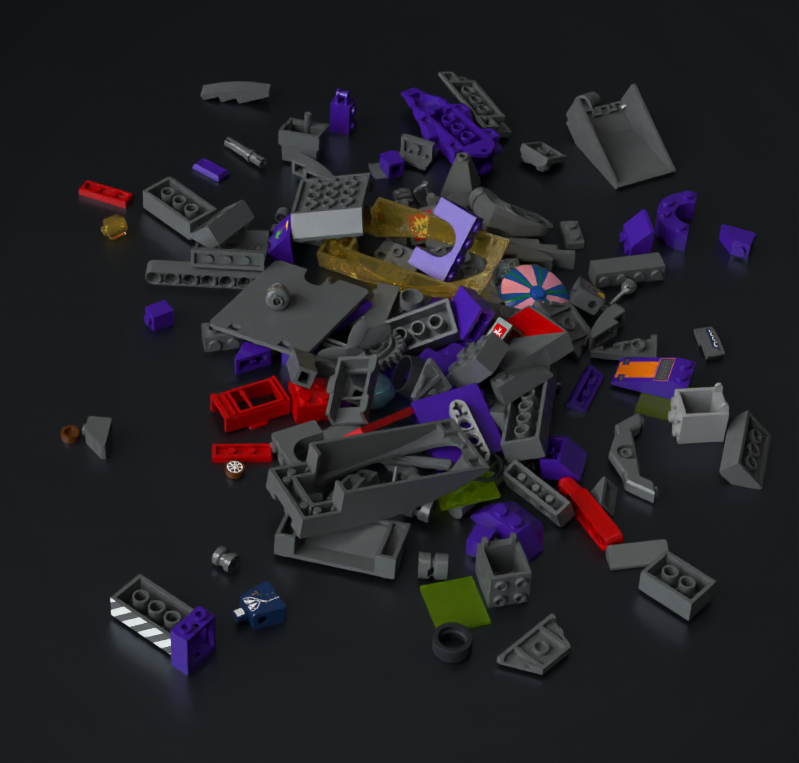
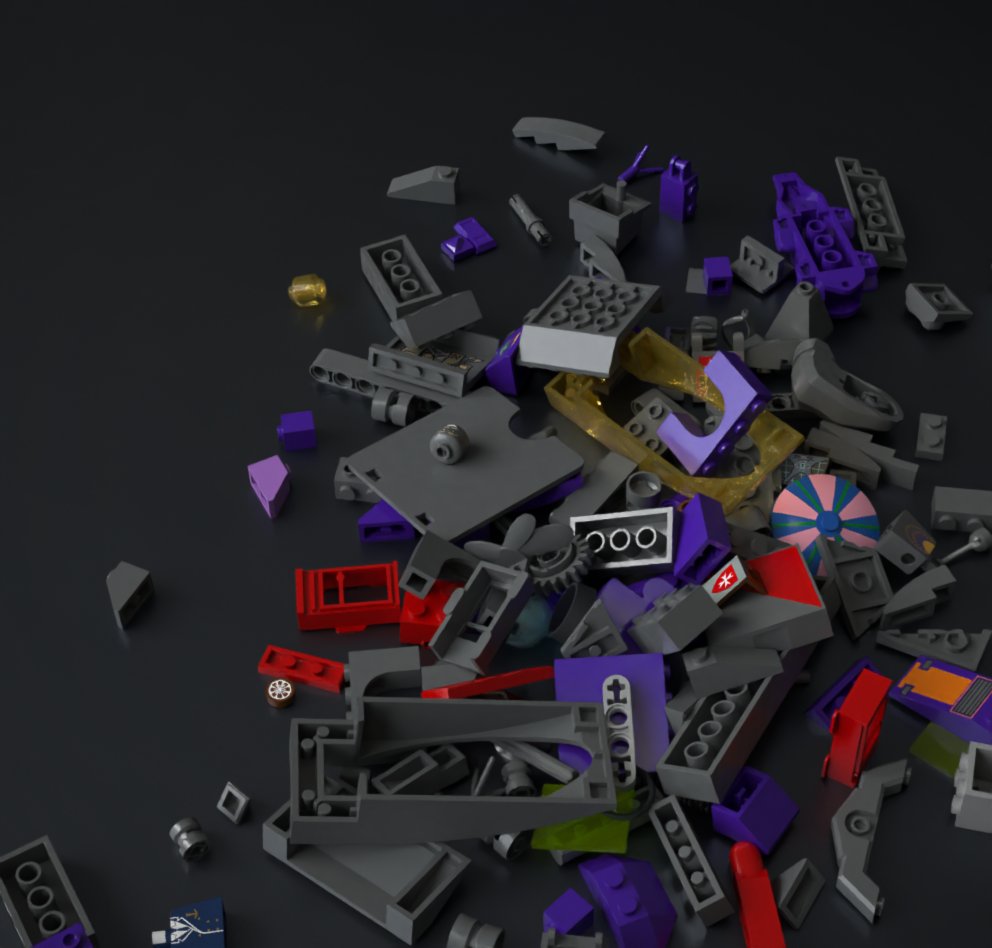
camera: 25 degrees right, 5 degrees up
(70, 434) = (95, 579): reddish brown tile -> none
(106, 194) = (325, 242): red tile -> none
(157, 351) = (270, 483): none -> medium lavender slope
(164, 141) = (432, 184): none -> dark grey slope
(203, 180) = (457, 247): none -> dark purple tile
(217, 287) = (394, 407): none -> dark grey wheel
(241, 533) = (234, 802): none -> dark grey slope
(300, 106) = (634, 169): none -> dark purple plant
(607, 398) = (857, 728): none -> red piece

